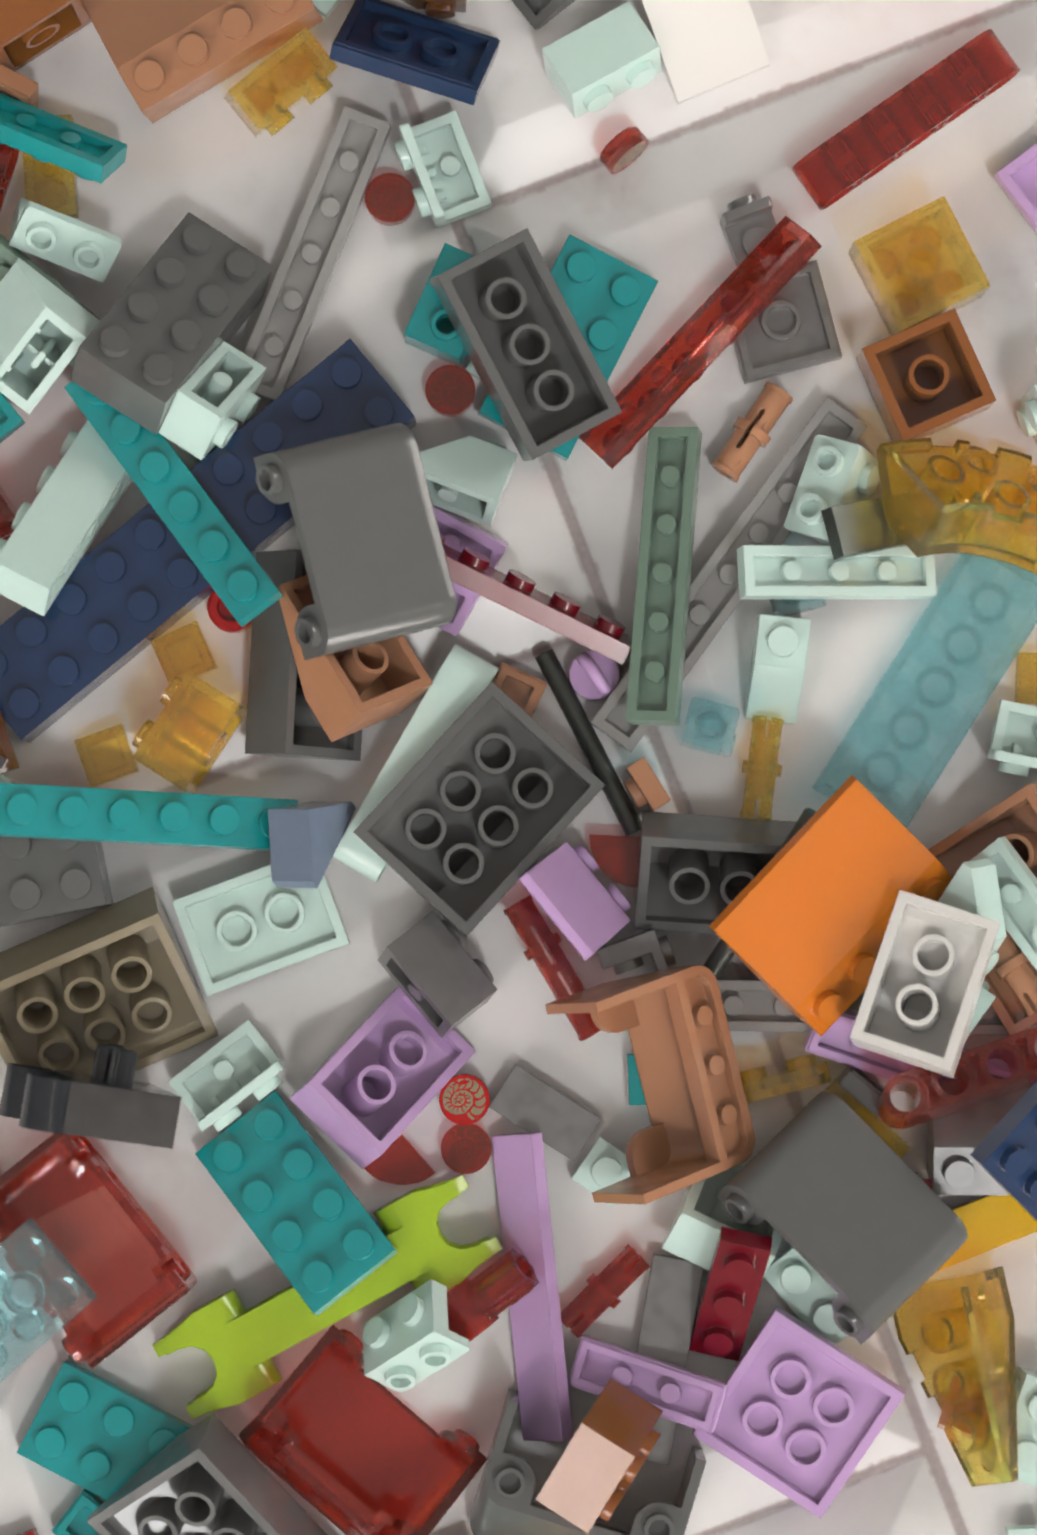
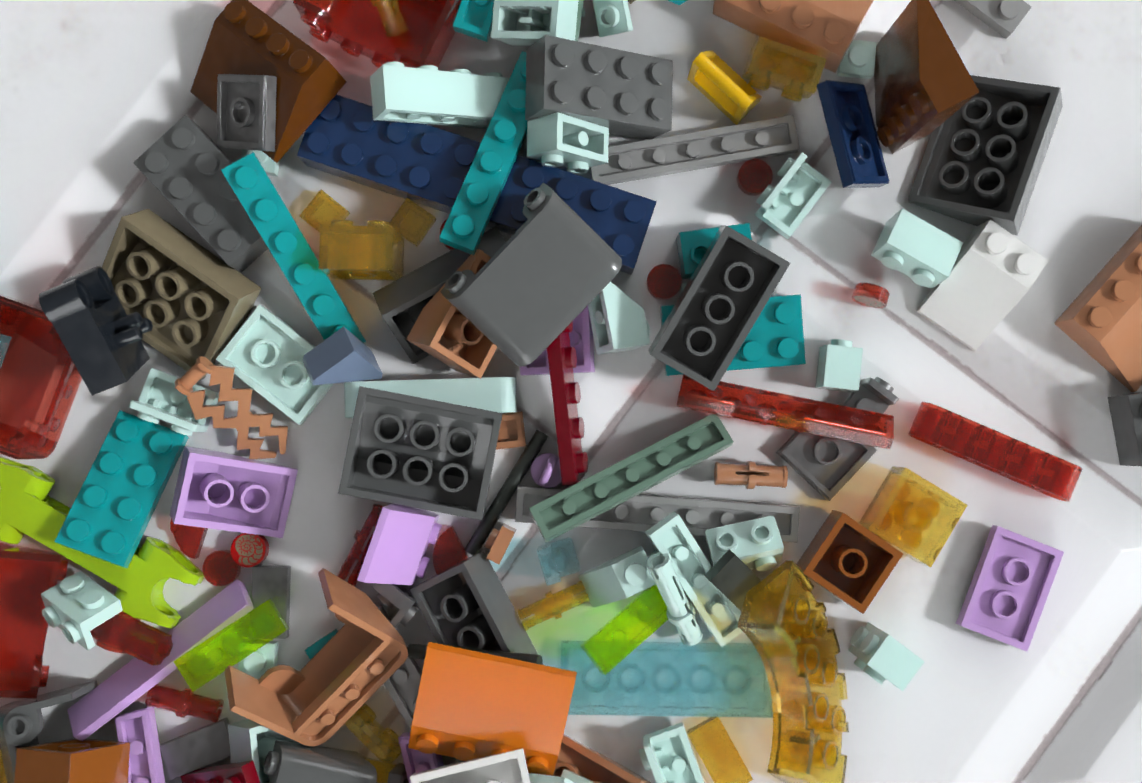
camera: 55 degrees right, 0 degrees up
(255, 167) = (723, 86): none -> yellow tile
(302, 1004) = (244, 419): none -> nougat piece
(438, 973) = (310, 489): flat silver brick -> none
(568, 1181) = (231, 645): none -> clear neon green plate
(686, 242) = (839, 366): none -> light aqua brick
(844, 686) = (626, 630): none -> clear neon green tile
(859, 616) = (679, 609): none -> light aqua pin

